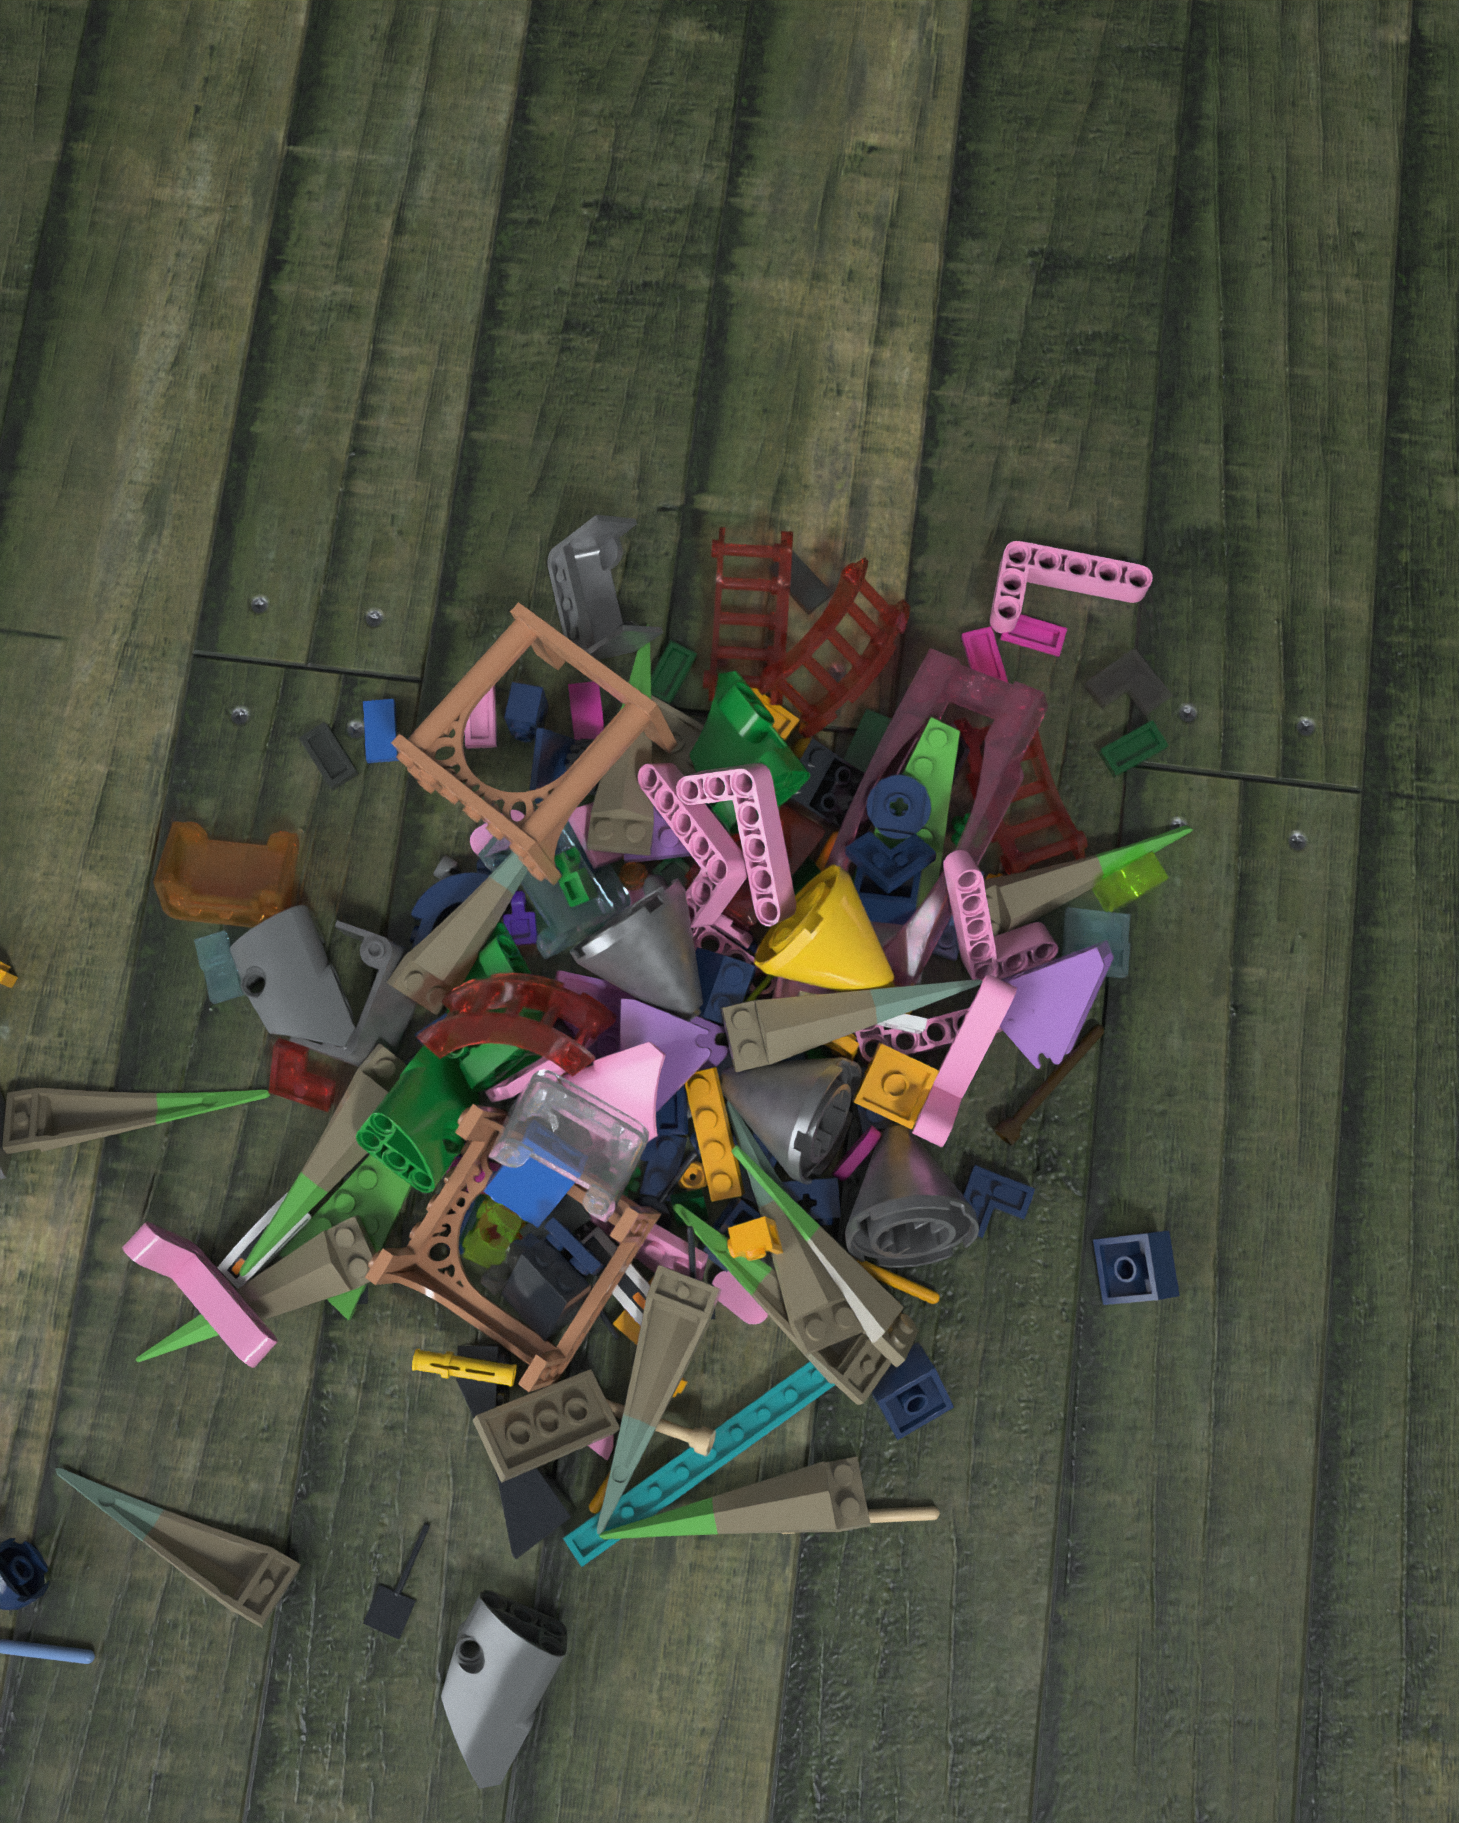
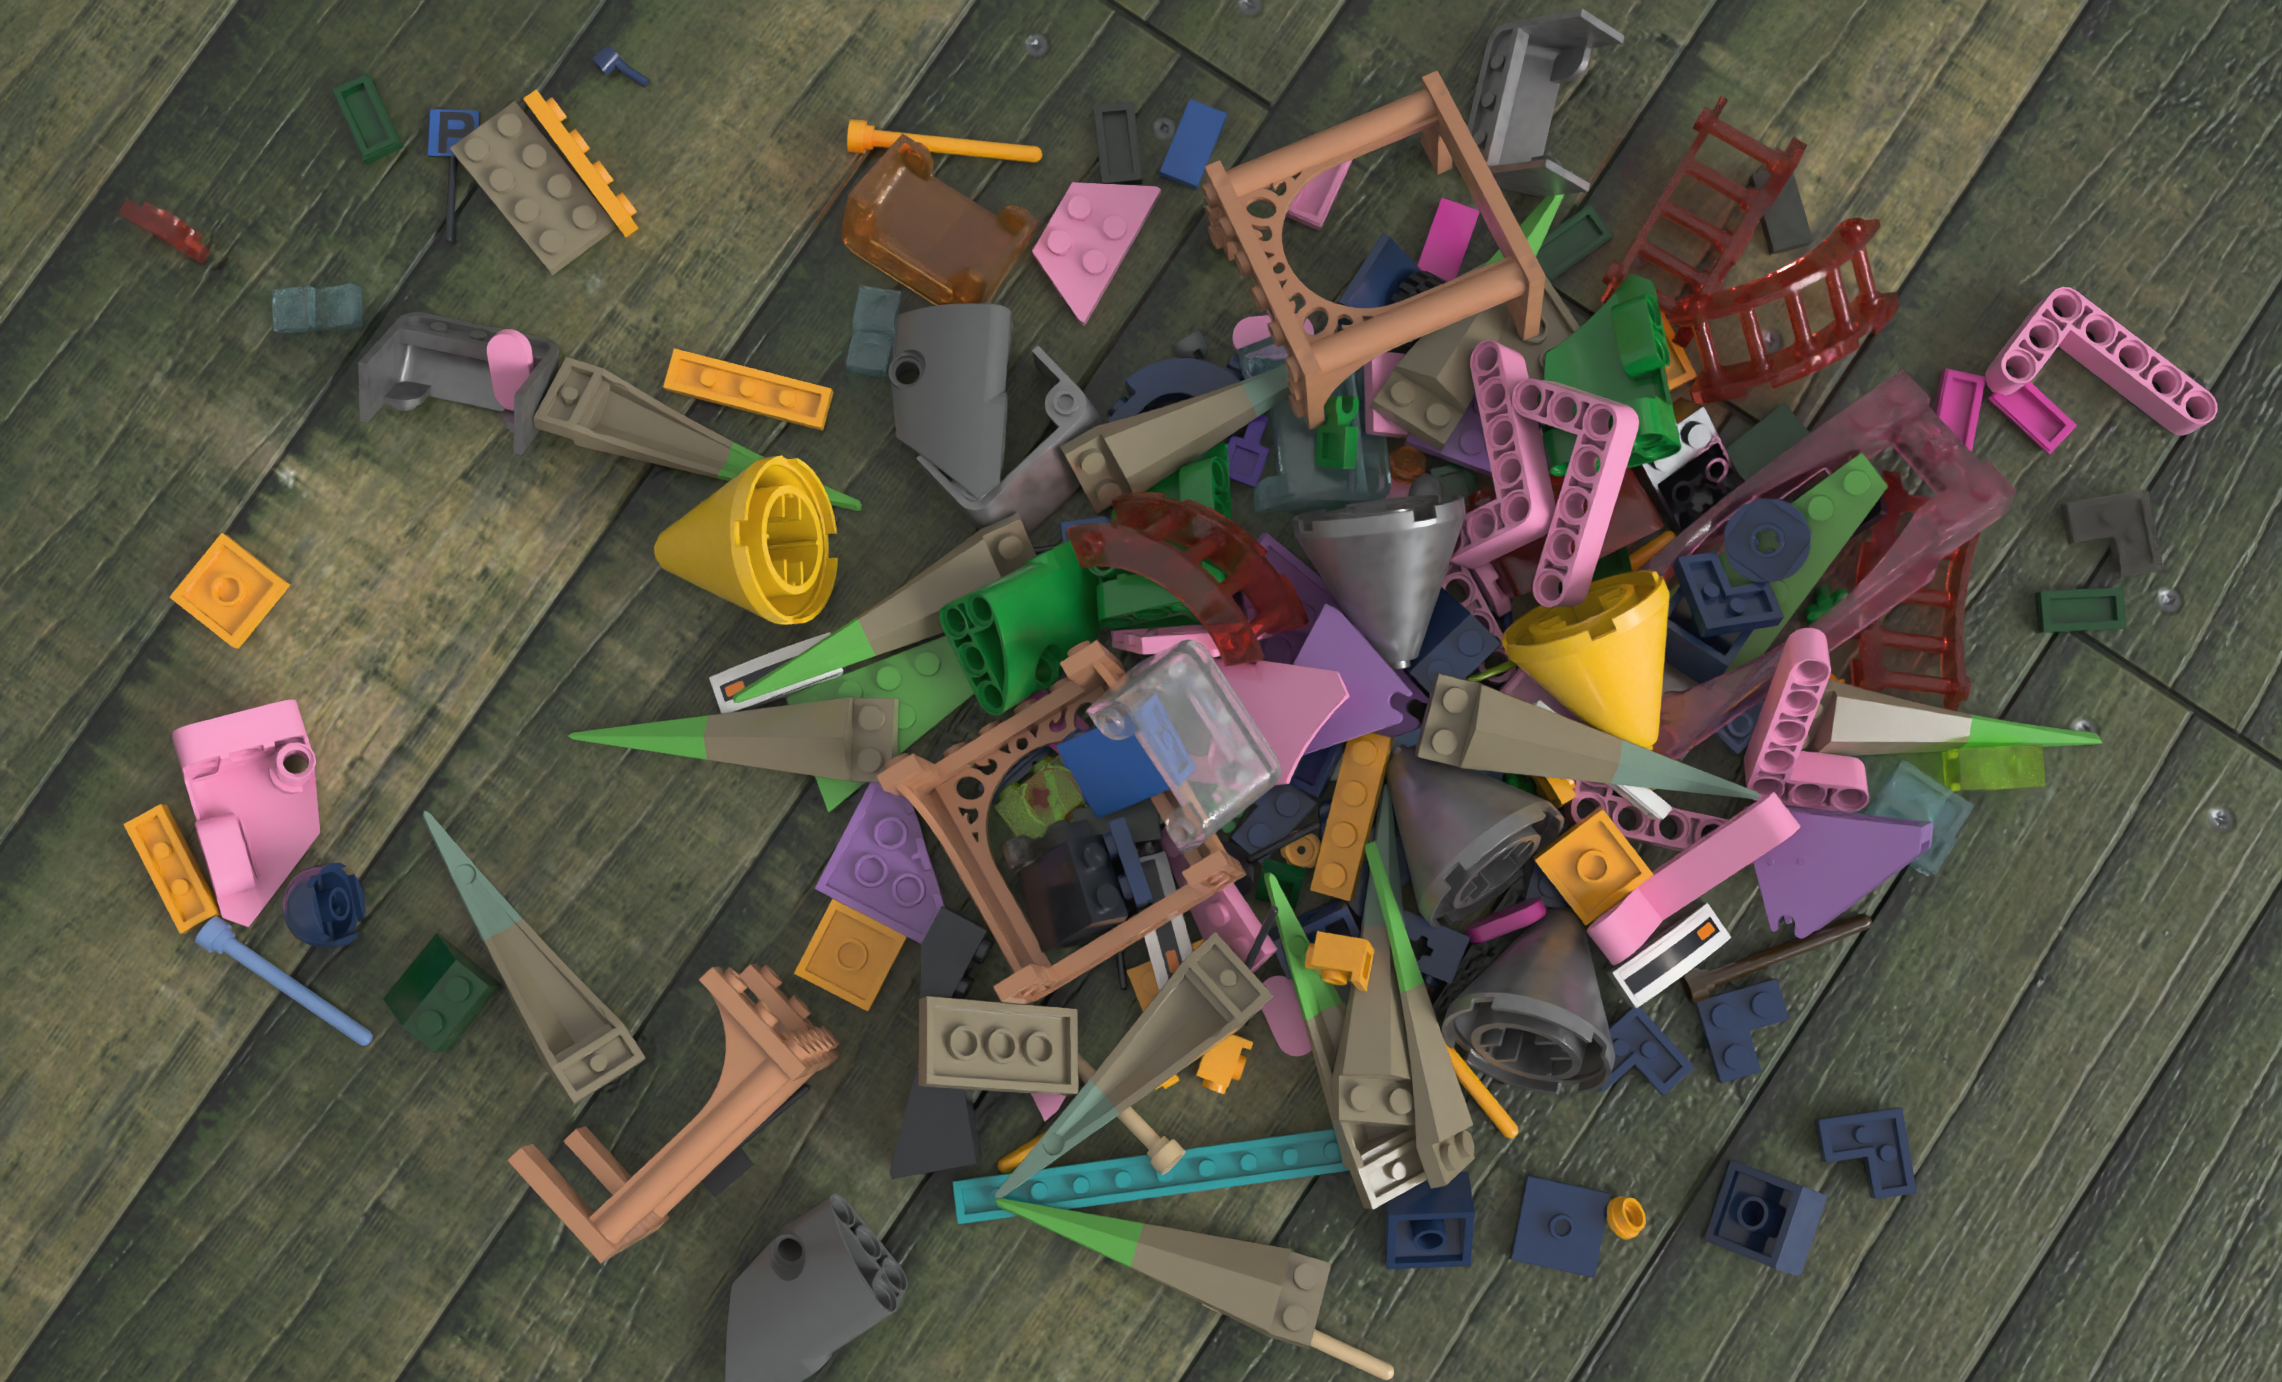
camera: 30 degrees right, 5 degrees up
(129, 1596) = (440, 994): none -> dark green slope
(148, 836) = (865, 137): none -> light orange piece
(149, 1051) = (748, 389): none -> light orange plate
(206, 1289) = (686, 695): bright pink beam -> none
(207, 1154) = (759, 542): none -> yellow cone
(292, 1081) = (896, 507): clear red plate -> none
(341, 829) = (1091, 239): none -> bright pink wing
(382, 1530) = (766, 1060): none -> nougat arch
(398, 1326) = (885, 866): none -> medium lavender plate
(413, 1413) = (850, 955): none -> light orange plate
(463, 1367) = (937, 934): yellow pin -> none
(526, 711) = (1377, 206): dark blue brick -> none
(711, 1353) = (1223, 1063): none -> light orange brick
(979, 1121) = (1668, 956): none -> white slope
(1001, 1347) = (1560, 1226): none -> dark blue plate
(1041, 1317) = (1625, 1217): none -> light orange plate
(1043, 1148) = (1727, 1023): none -> dark blue plate
(1182, 1173) = (1876, 1137): none -> dark blue plate

